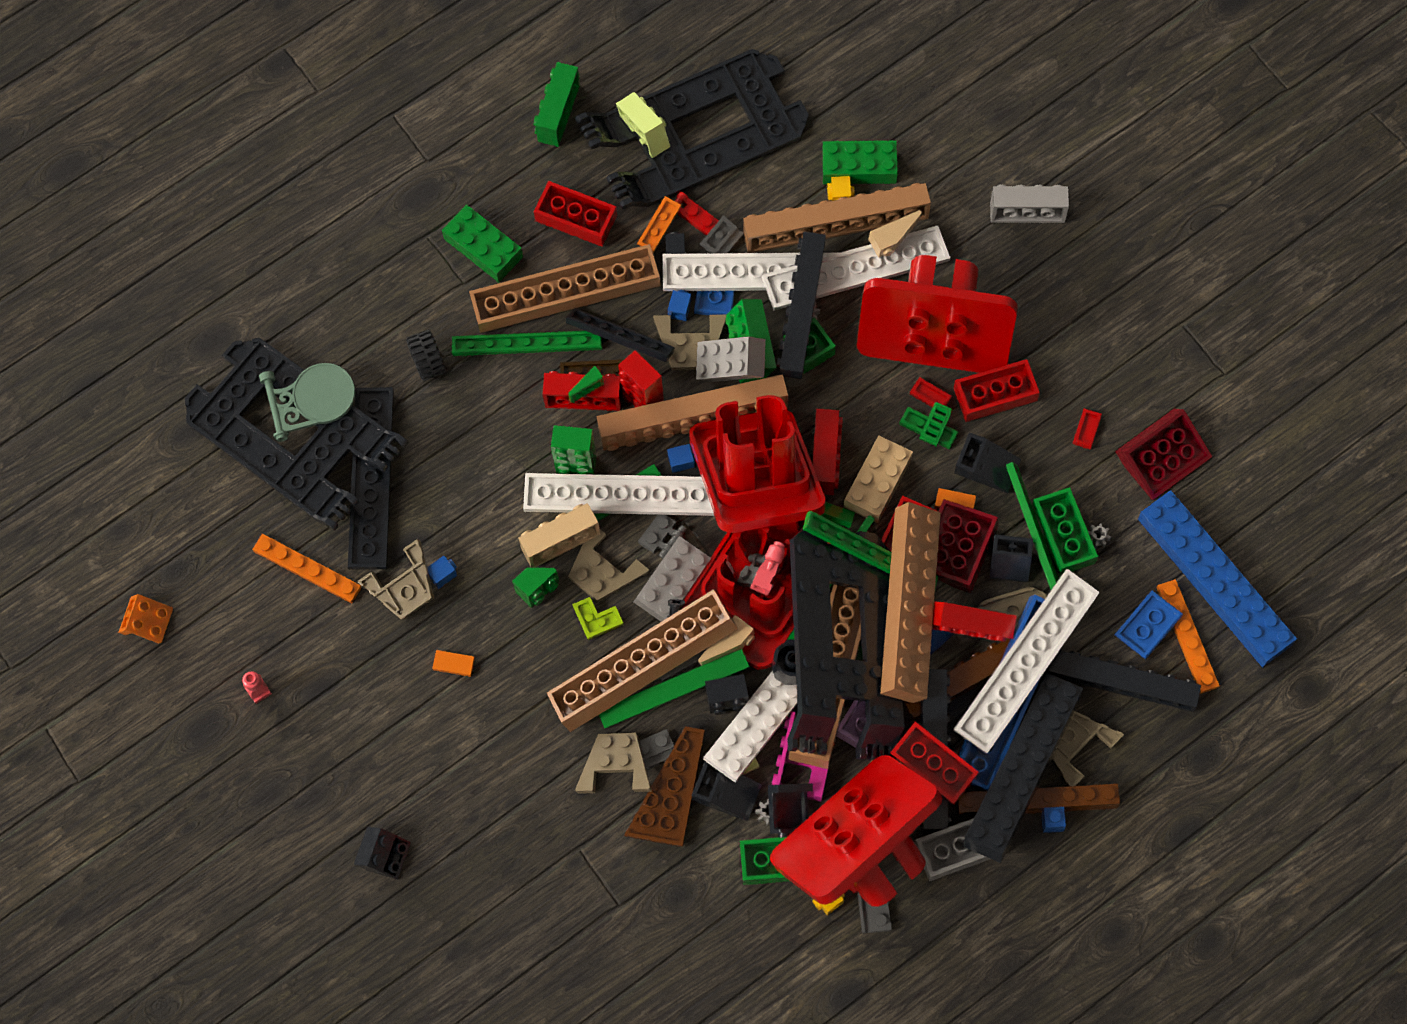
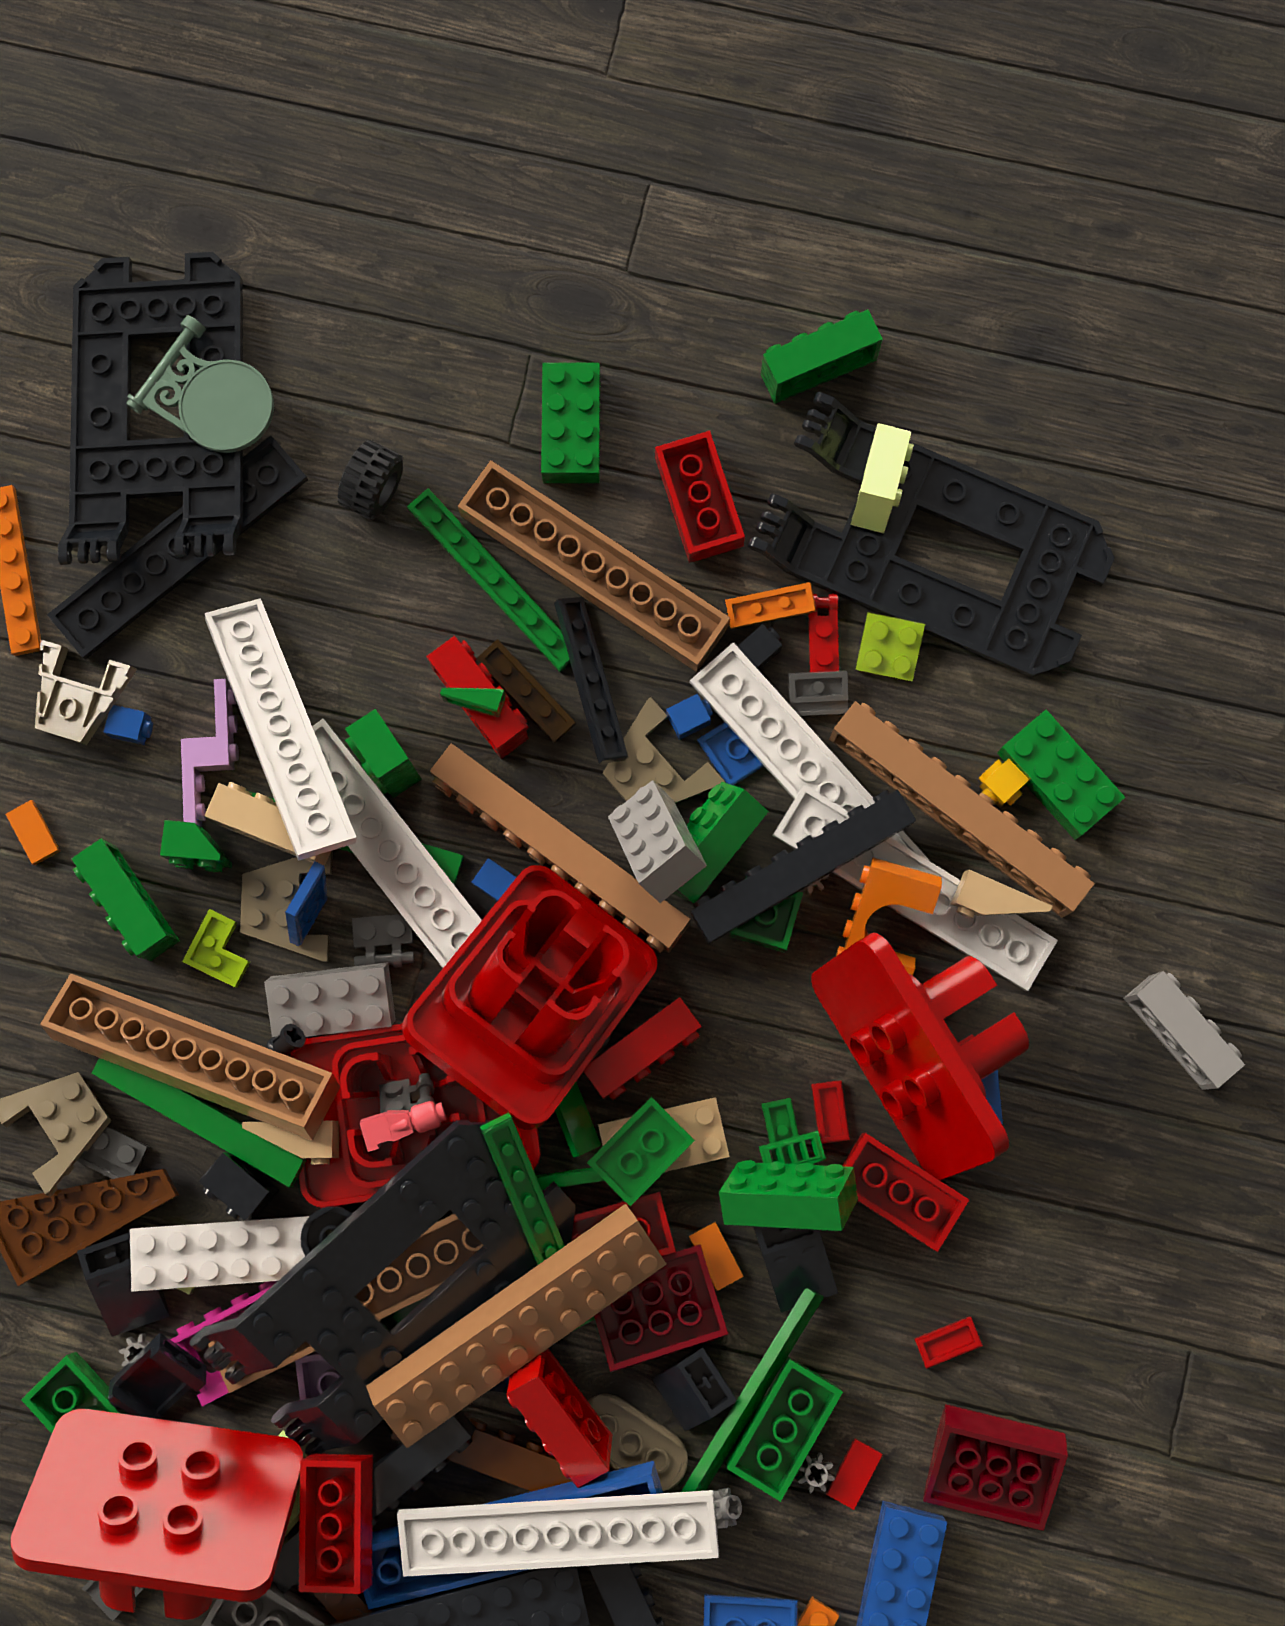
camera: 50 degrees right, 10 degrees up
(492, 543) = (209, 753): none -> lavender bracket
(514, 491) = (280, 729): none -> white plate
(532, 638) = (125, 900): none -> green brick
(615, 547) = (306, 904): none -> blue tile
(640, 381) = (534, 759): red brick -> none
(728, 188) = (890, 646): none -> lime plate
(843, 278) = (890, 885): none -> orange arch
(875, 486) = (640, 1151): none -> green plate
(954, 435) = (789, 1195): none -> green brick
(1113, 520) = (854, 1473): none -> red tile

